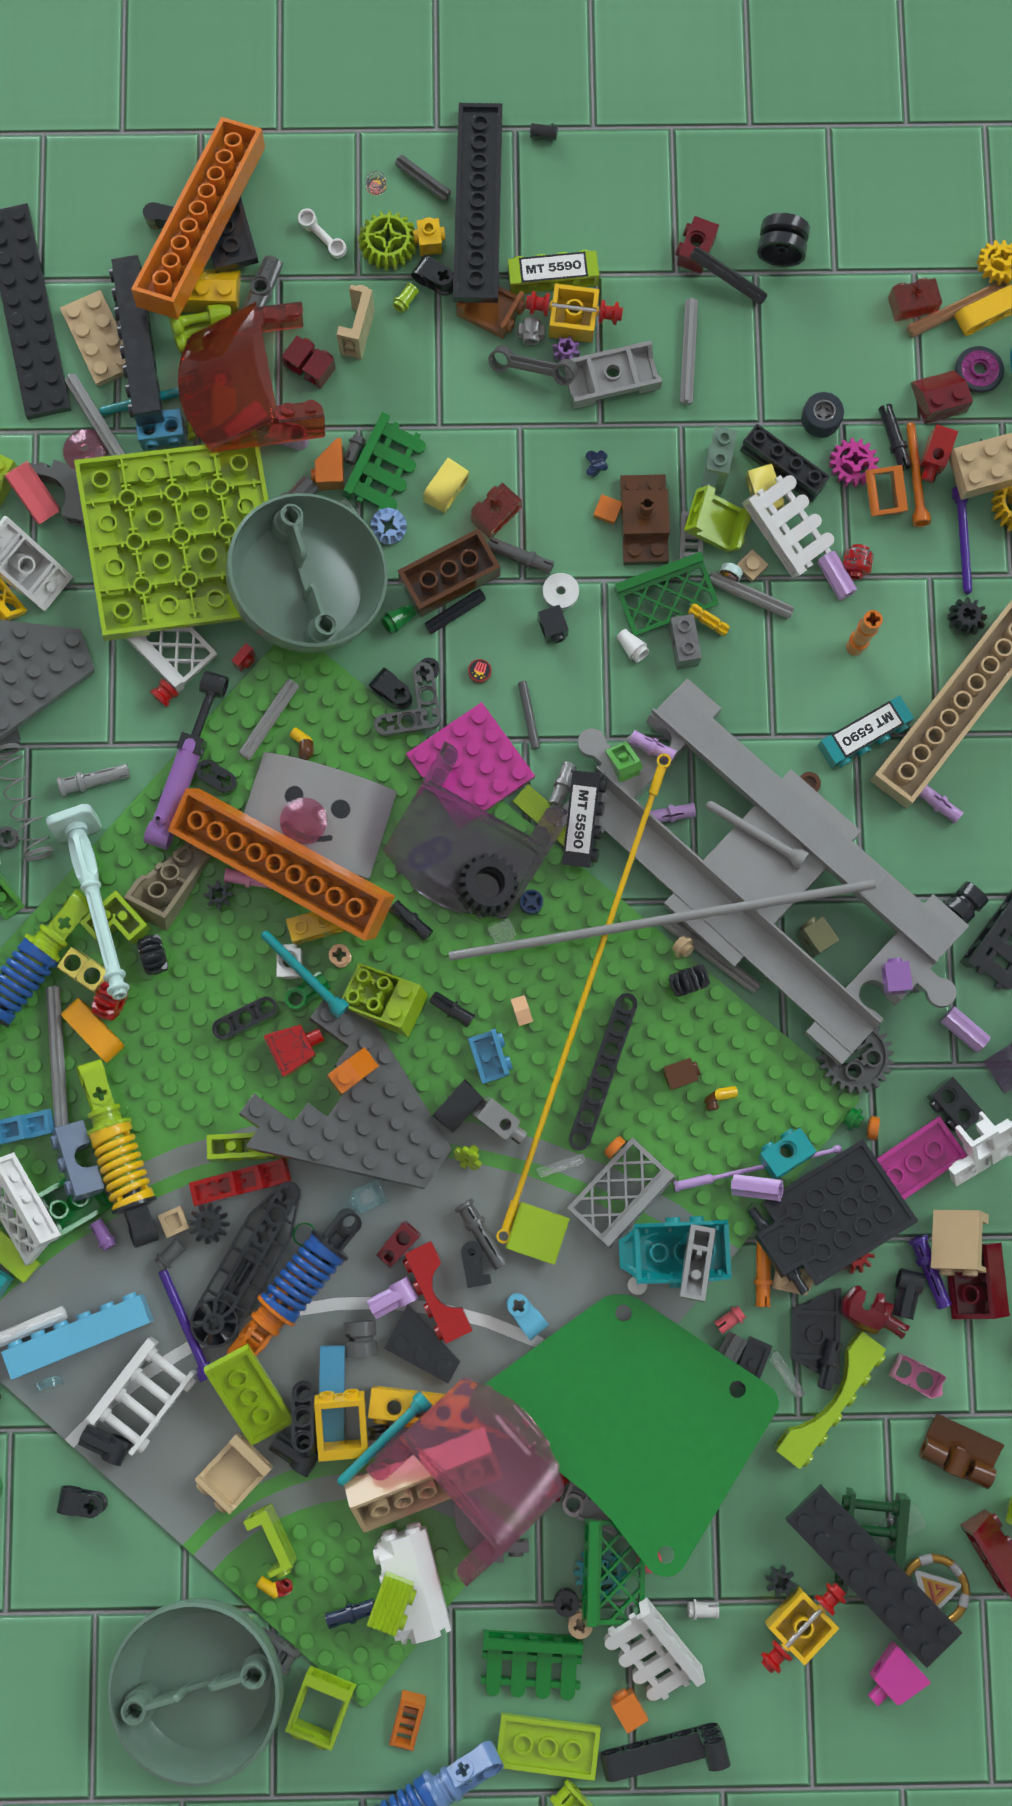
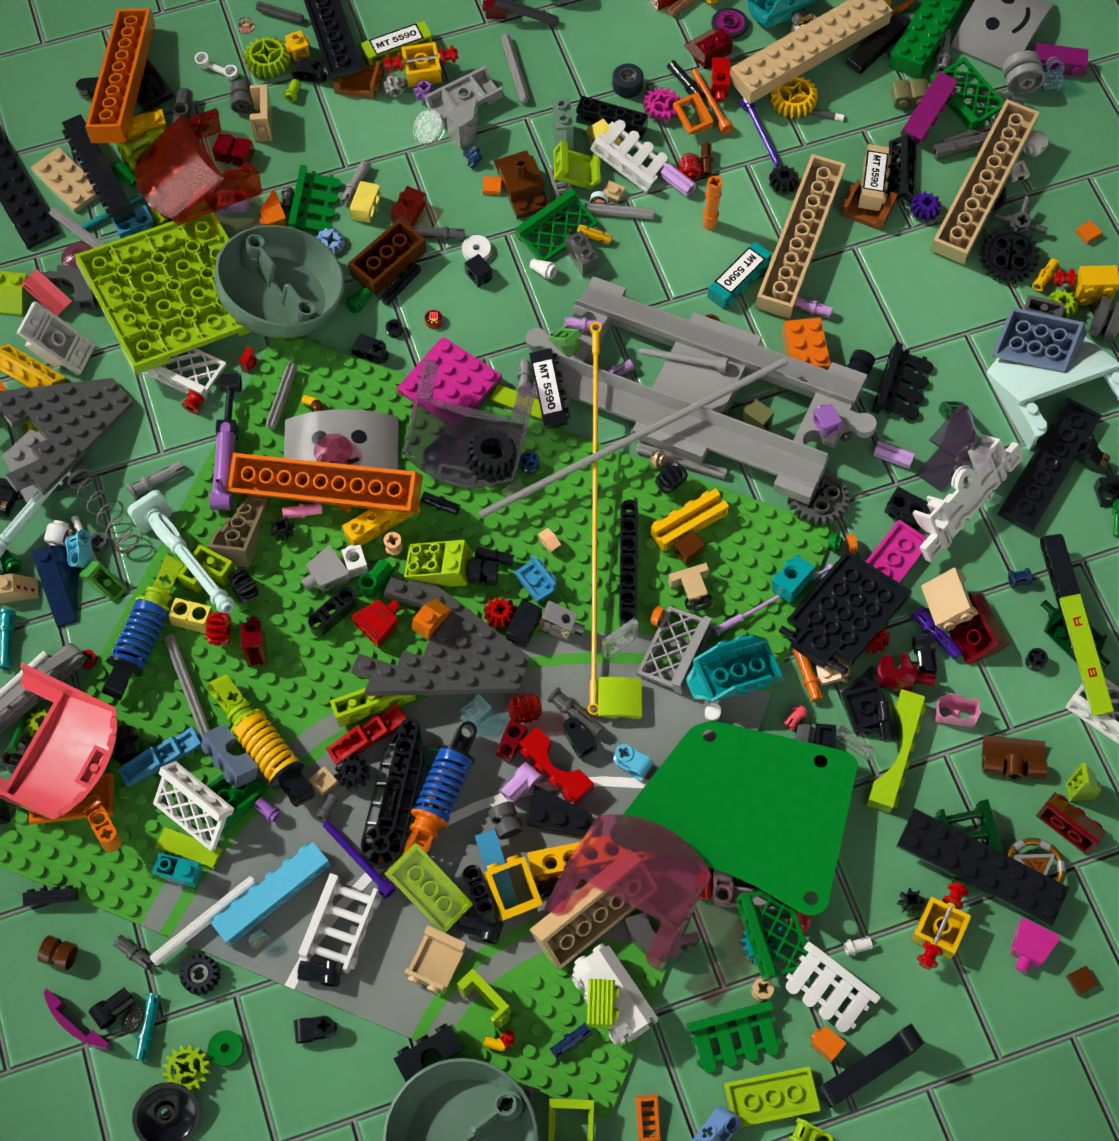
camera: 15 degrees left, 15 degrees down
(92, 1030) = (211, 657): light orange beam -> none
(144, 1027) = (253, 636): none -> dark red torso
(169, 352) = (124, 173): none -> green cone
(214, 1568) = (412, 1059): none -> black arch
(219, 772) = (253, 446): black beam -> none
(252, 966) = (326, 571): none -> light grey torso
(336, 1005) = (403, 575): teal piece -> none
(337, 294) = (241, 98): none -> dark grey wheel
(417, 714) = (396, 359): dark grey beam -> none
(419, 1404) = (569, 848): teal piece -> none
(424, 1213) = (525, 708): none -> clear red gear
(430, 1077) = (499, 605): none -> red gear
(431, 1027) = (483, 572): none -> black wheel
(445, 451) = (352, 186): none -> light grey pin
(468, 1157) = (544, 659): lime plant -> none
(529, 716) = (481, 337): dark grey bar -> none
(533, 365) = (403, 105): dark grey piece -> none
(555, 405) = (428, 127): none -> clear tile
(563, 1598) = (743, 980): black wheel -> none
(598, 415) = (463, 123): none -> light grey slope
(667, 1127) = (694, 586): none -> tan piece
(692, 1038) = (692, 517): none -> yellow brick
(697, 1263) = (752, 664): light grey slope -> none
(720, 1094) = (727, 552): arm -> none
(757, 1187) = (779, 608): lavender axle -> none
(881, 557) = (706, 159): none -> reddish brown axle
(913, 854) = (806, 341): none -> orange brick
(936, 1732) = (1081, 980): none -> reddish brown tile

